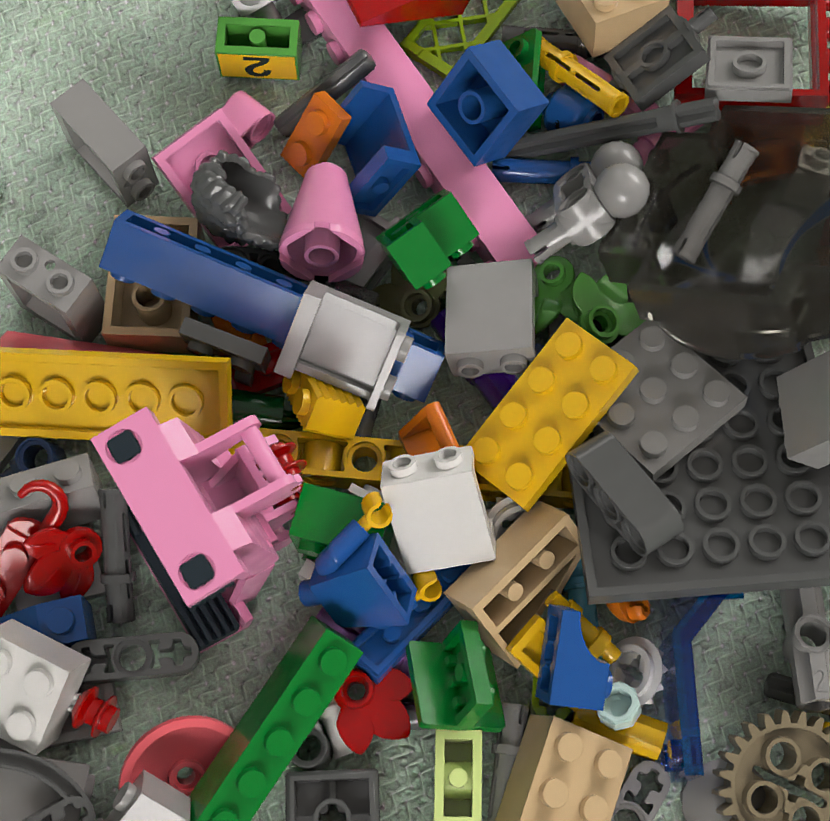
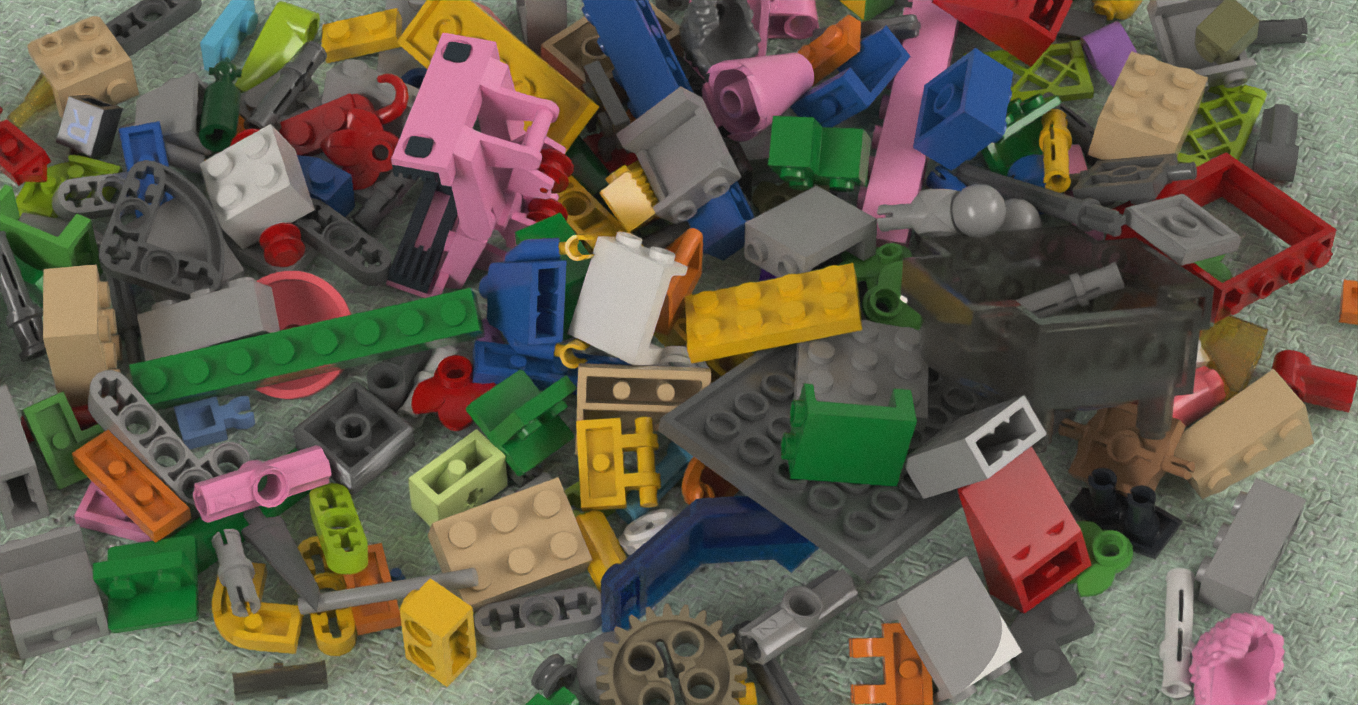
camera: 45 degrees right, 20 degrees down
(567, 668) = (601, 458): blue arch -> none
(621, 707) = (612, 525): light aqua tile -> none
(624, 493) = (760, 385): dark grey beam -> none
(774, 450) = (849, 439): none -> green panel

